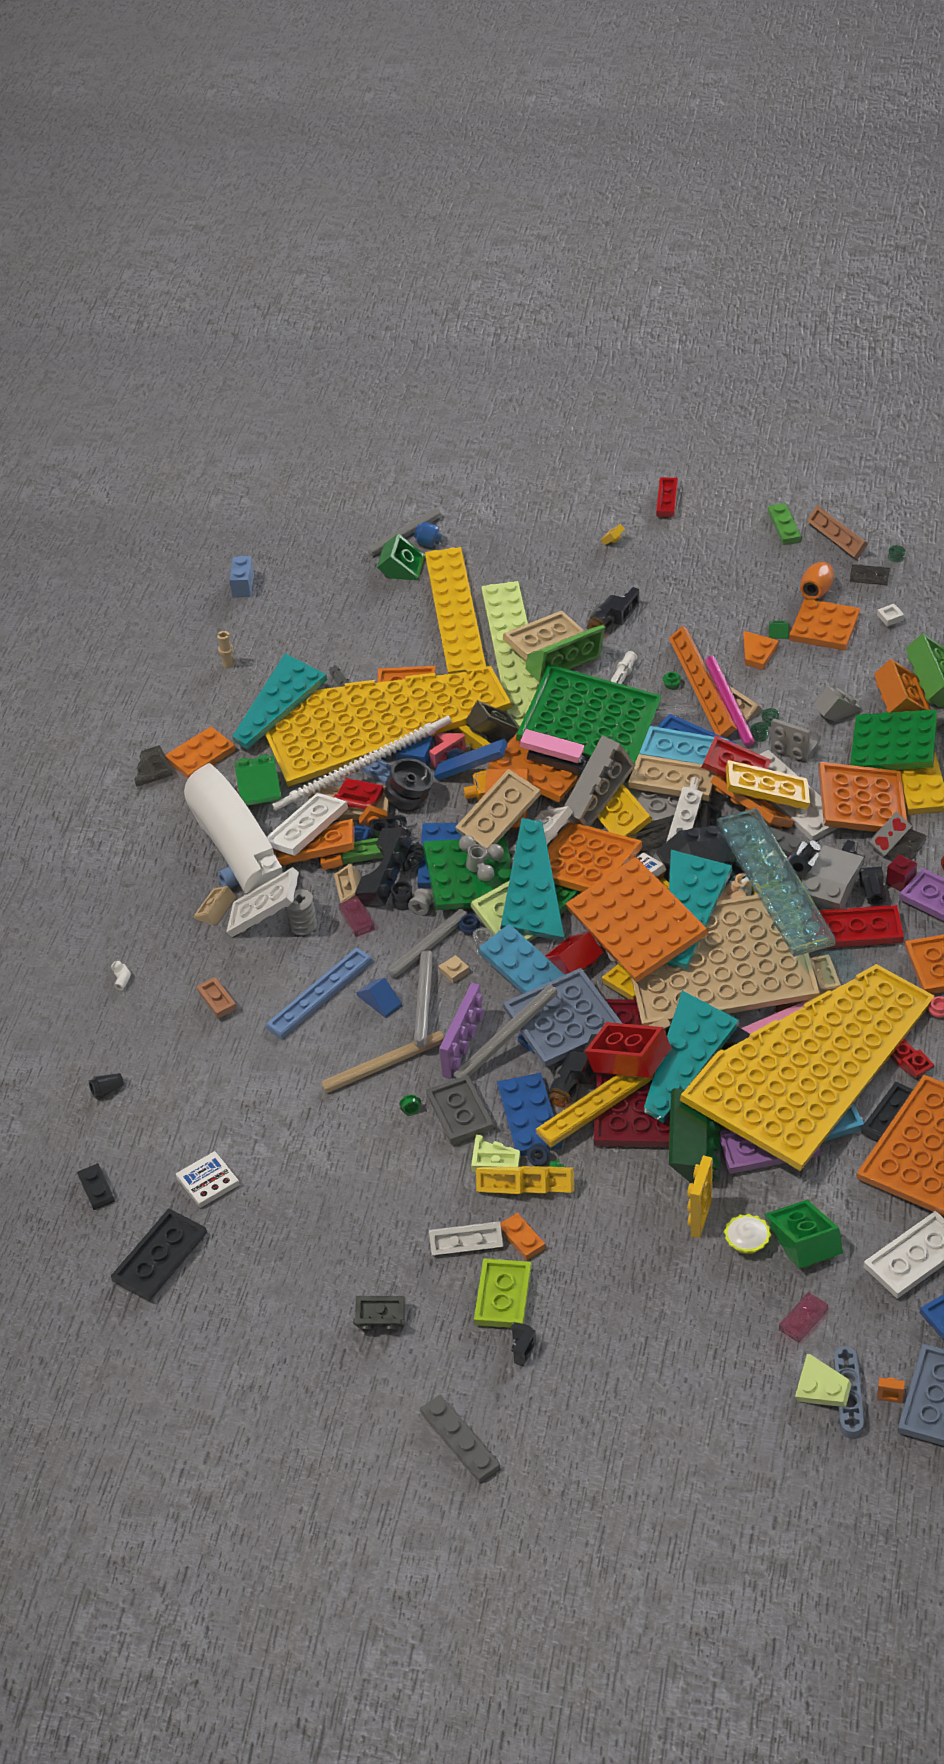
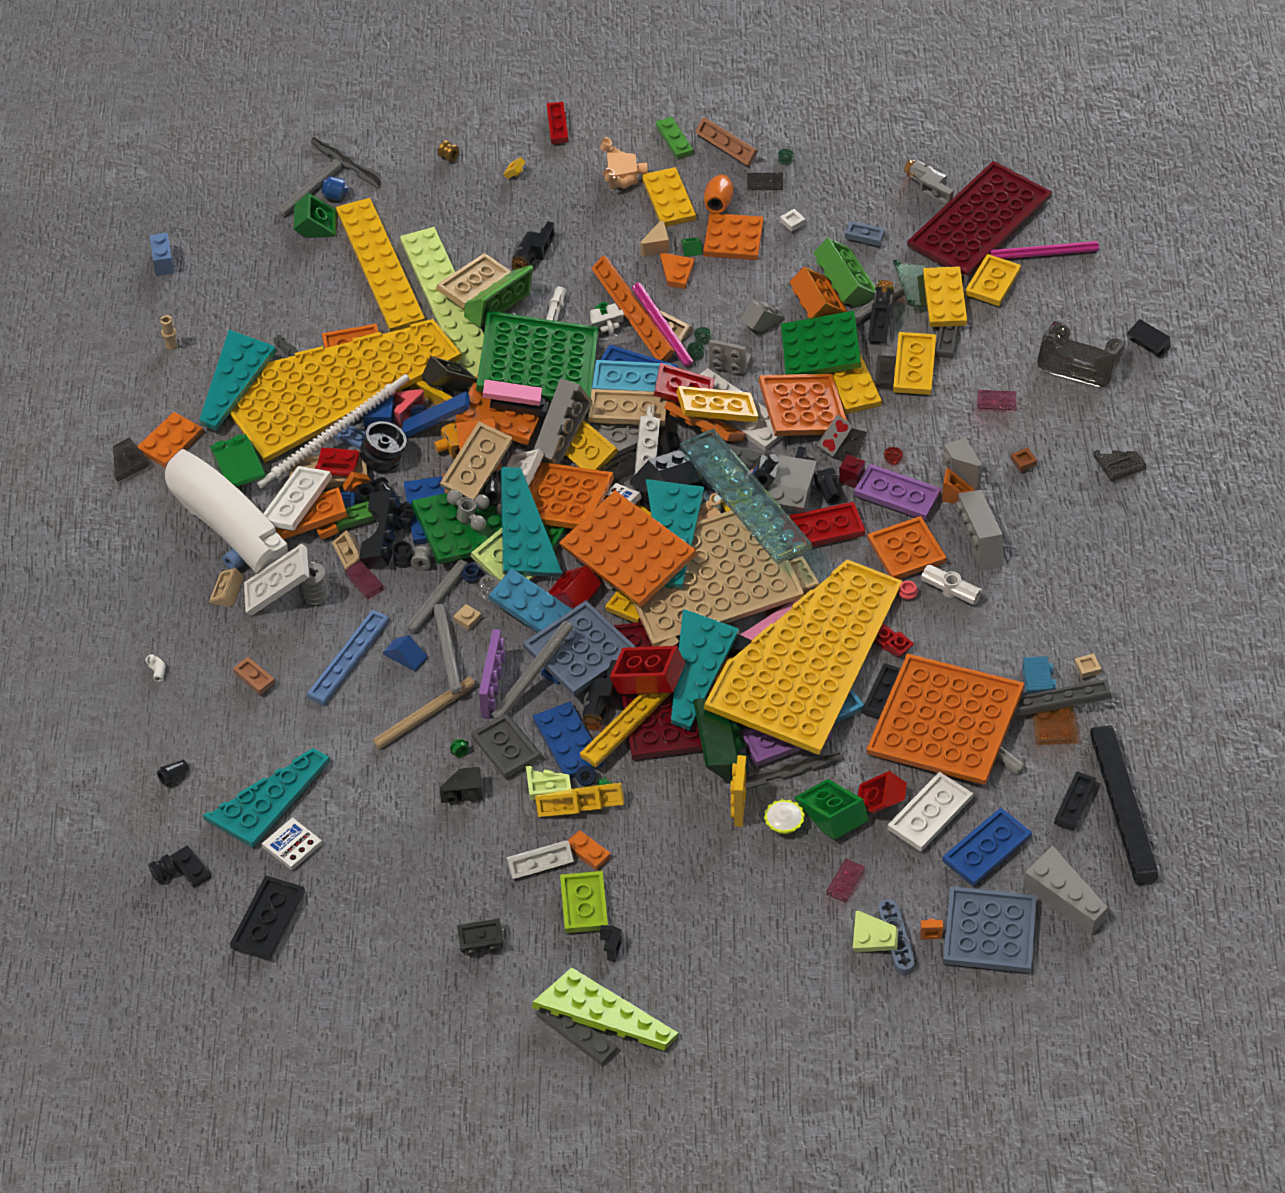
camera: 15 degrees left, 5 degrees up
(59, 1184) = (162, 868): none -> black wheel
(194, 1128) = (264, 802): none -> teal wing
(402, 1145) = (462, 786): none -> pearl dark grey slope
(447, 512) = (348, 162): none -> dark grey sword
(493, 1418) = (602, 1009): none -> lime wing
(510, 839) = (493, 487): none -> black piece
(550, 512) = (448, 151): none -> pearl gold wheel
(672, 691) = (609, 321): none -> white hips
(722, 544) = (622, 166): none -> light nougat torso
(740, 619) = (655, 241): none -> tan slope
(764, 1183) = (792, 769): none -> dark grey sword
(765, 579) = (668, 197): none -> yellow plate
(865, 1223) = (882, 791): none -> red slope

